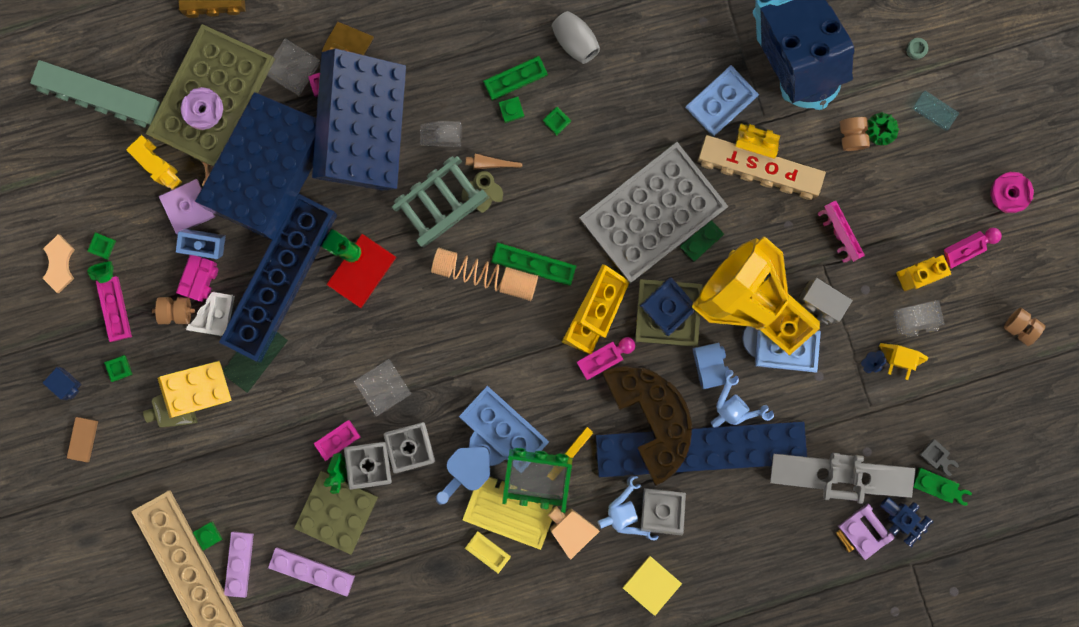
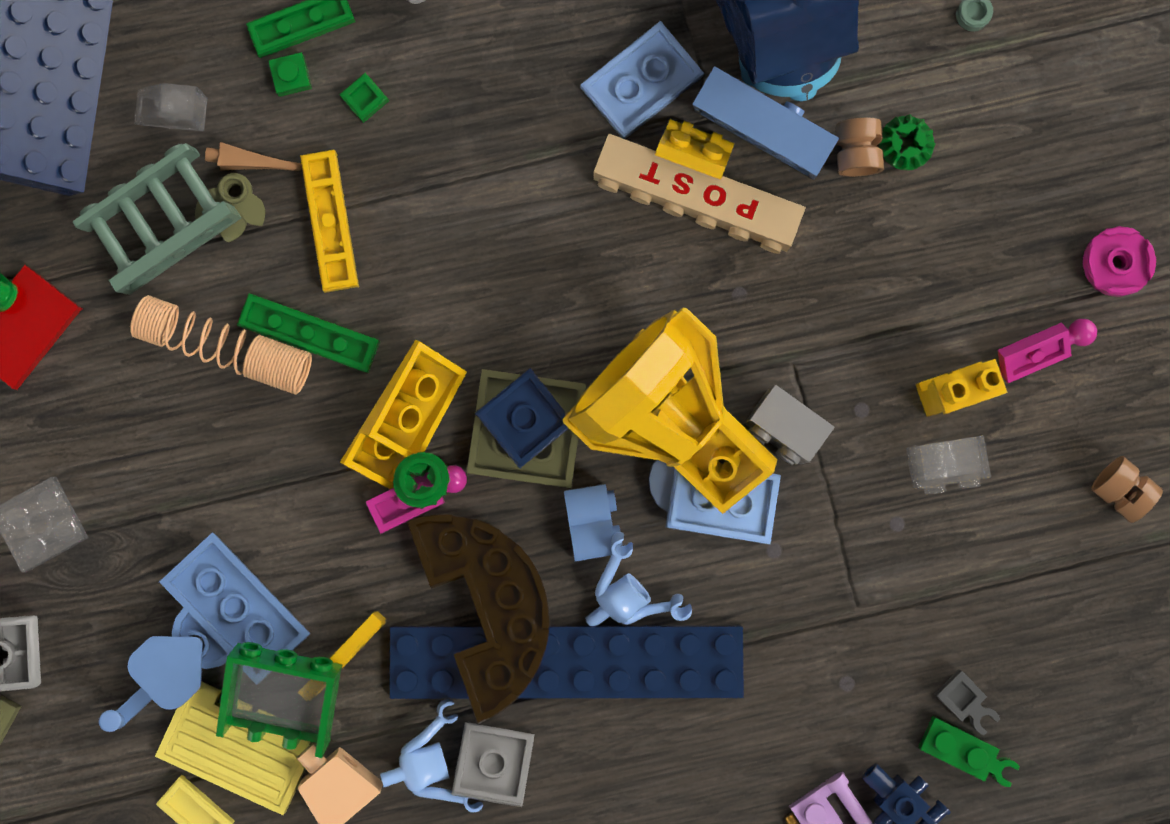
camera: 15 degrees right, 0 degrees up
(398, 439) = (62, 649): light grey brick -> none
(542, 196) = (329, 221): none -> yellow plate
(607, 338) = (419, 464): none -> green gear
(653, 212) = (513, 258): light grey plate -> none
(701, 241) = (592, 311): dark green plate -> none
(799, 124) = (765, 123): none -> medium blue brick
(842, 231) = (828, 310): dark pink plate -> none
(845, 469) = (802, 712): light grey piece -> none
(873, 362) = (867, 533): dark blue plant -> none
(902, 357) = (916, 529): yellow piece -> none
(935, 110) = (999, 117): clear light blue tile -> none

